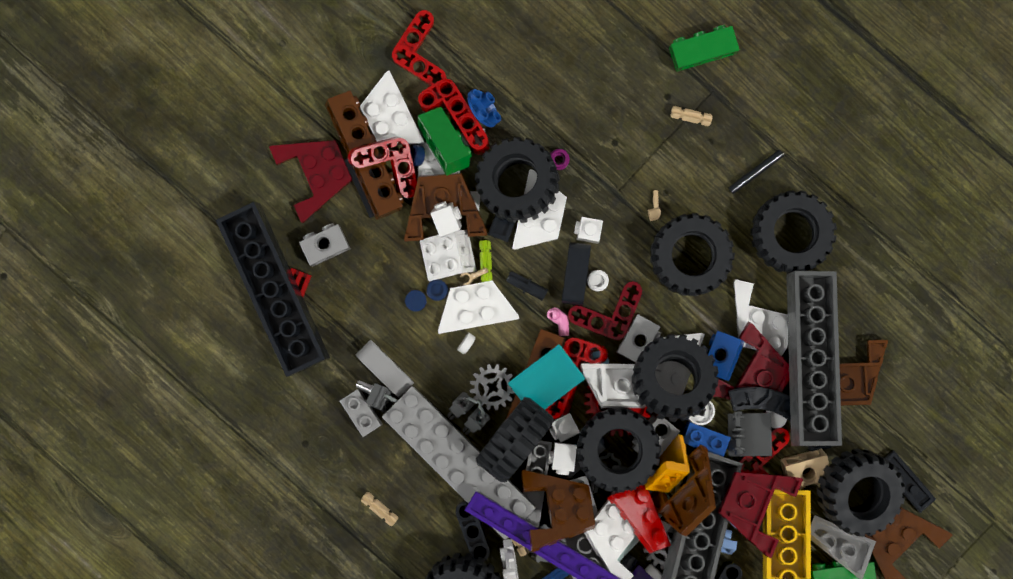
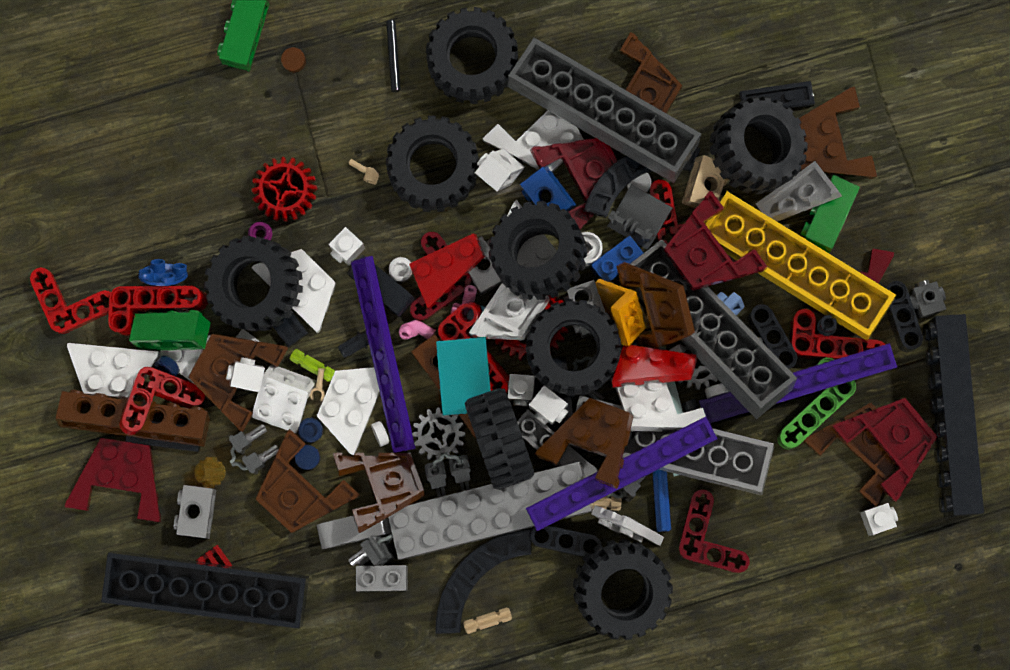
camera: 50 degrees left, 5 degrees down
(359, 236) = (210, 472): none -> clear yellow gear
(379, 309) = (291, 496): none -> reddish brown wing
(389, 265) = (254, 461): none -> piece
(405, 473) = (471, 570): none -> black tile
(435, 376) = (391, 480): none -> reddish brown wing
(526, 308) = (383, 354): none -> dark purple tile
(608, 344) = (469, 295): none -> bright pink arm
(612, 152) = (293, 192): none -> red gear
(619, 314) = (445, 267): none -> red wing
(691, 115) = (300, 82): tan axle -> none
(705, 99) = (293, 60): none -> reddish brown tile
(719, 307) = (499, 169): none -> white brick

